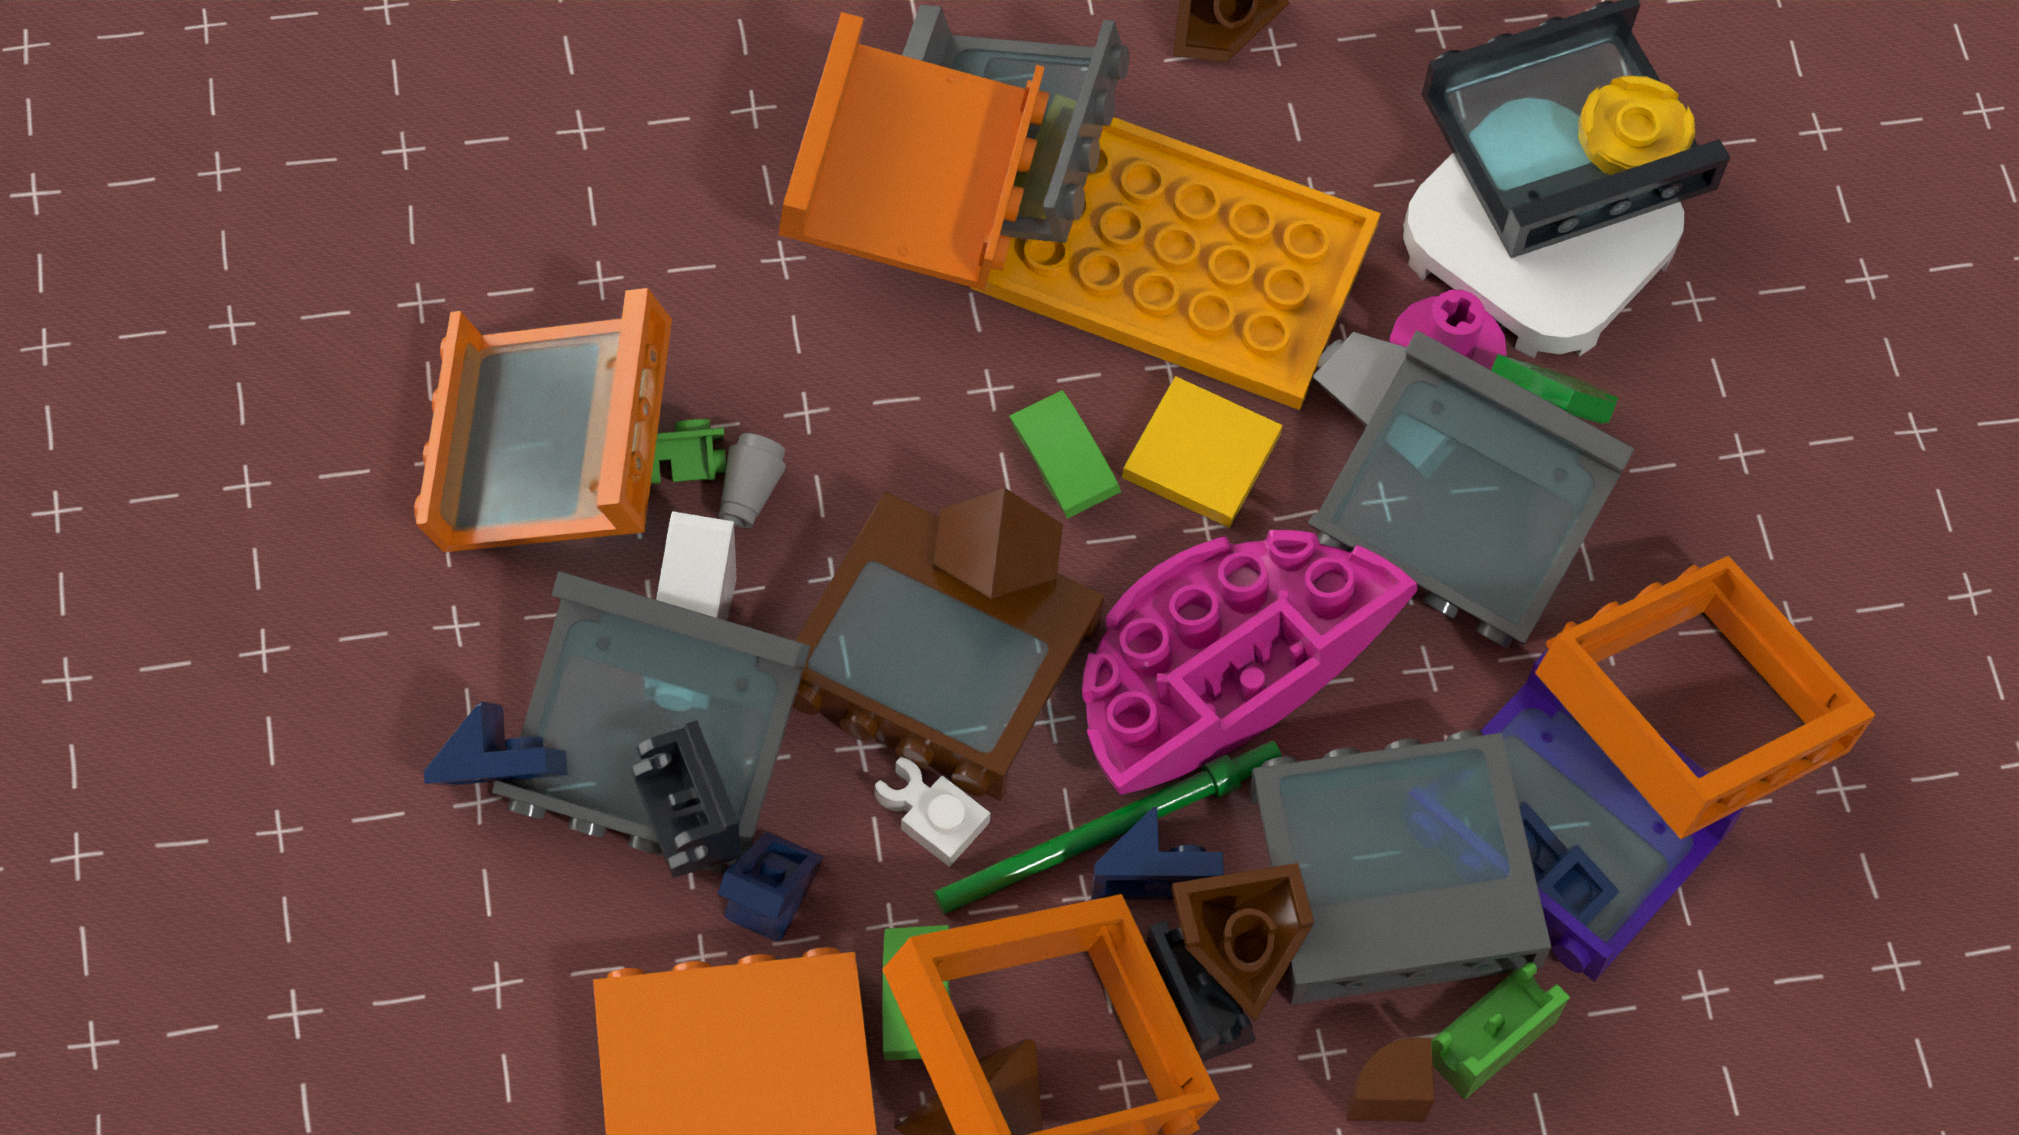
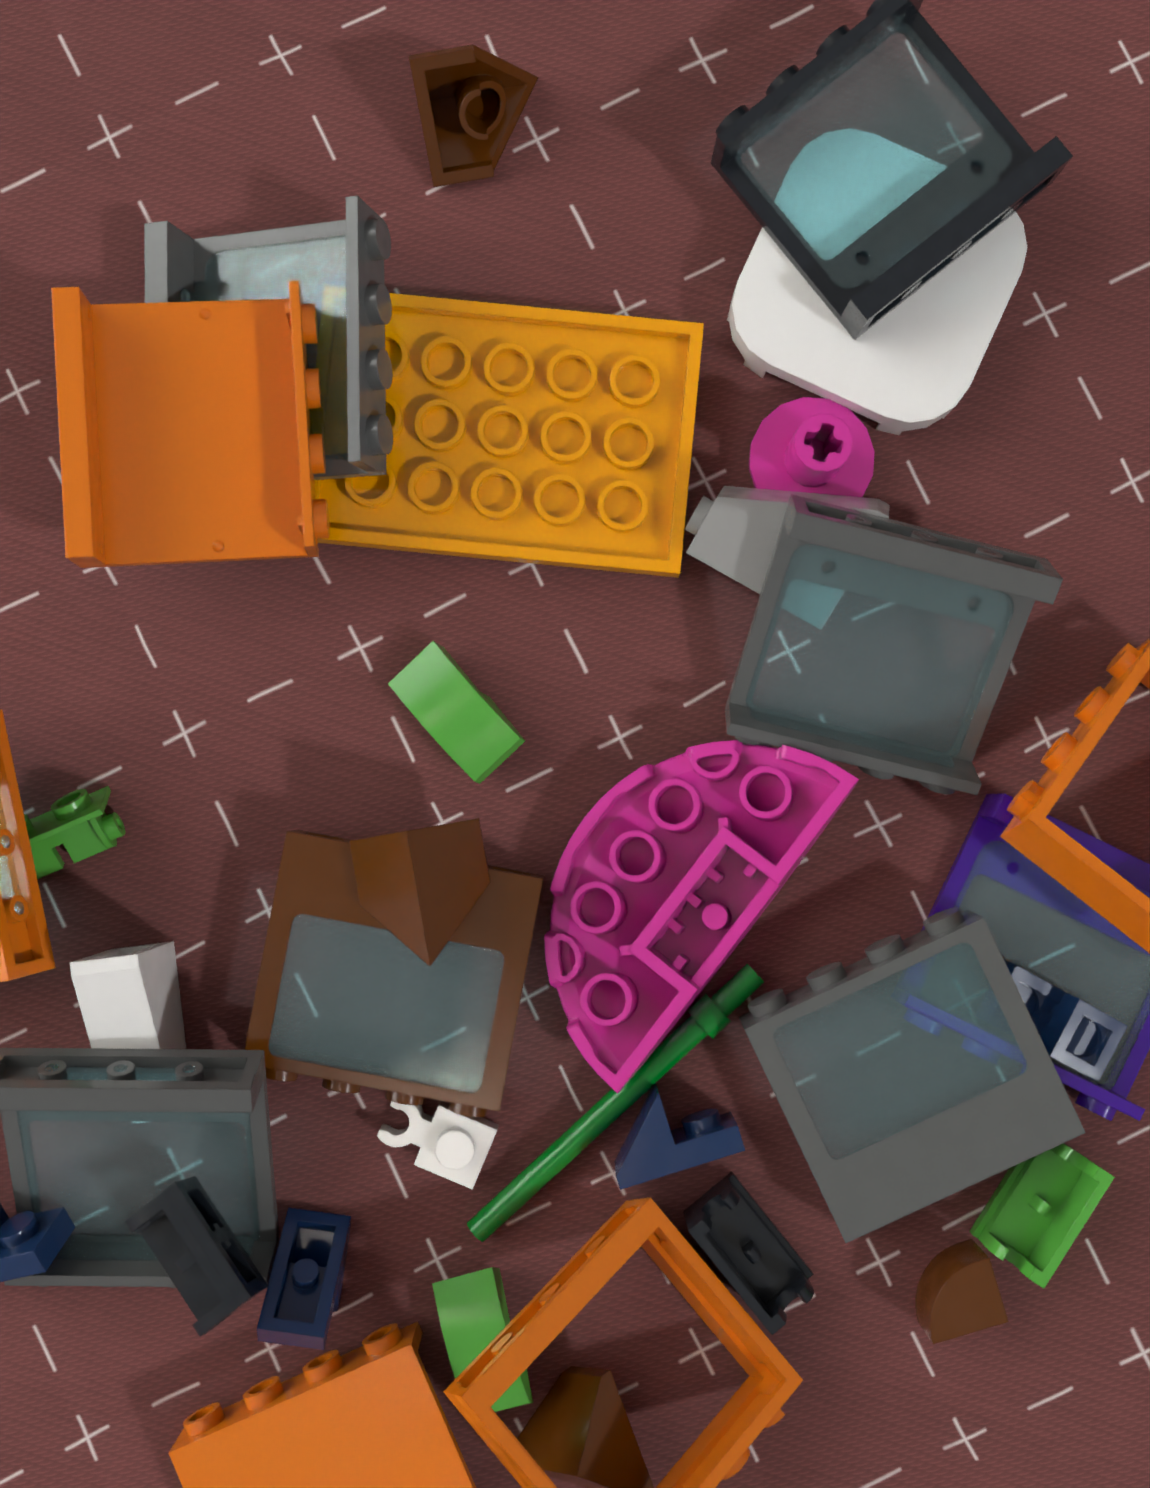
camera: 15 degrees left, 25 degrees up
(750, 477) = (149, 840): light grey cone -> none
(1202, 451) = (593, 657): yellow tile -> none
(1245, 928) = (778, 1202): reddish brown slope -> none
(1559, 389) = (951, 497): green tile -> none
(1633, 124) = (954, 139): yellow tile -> none

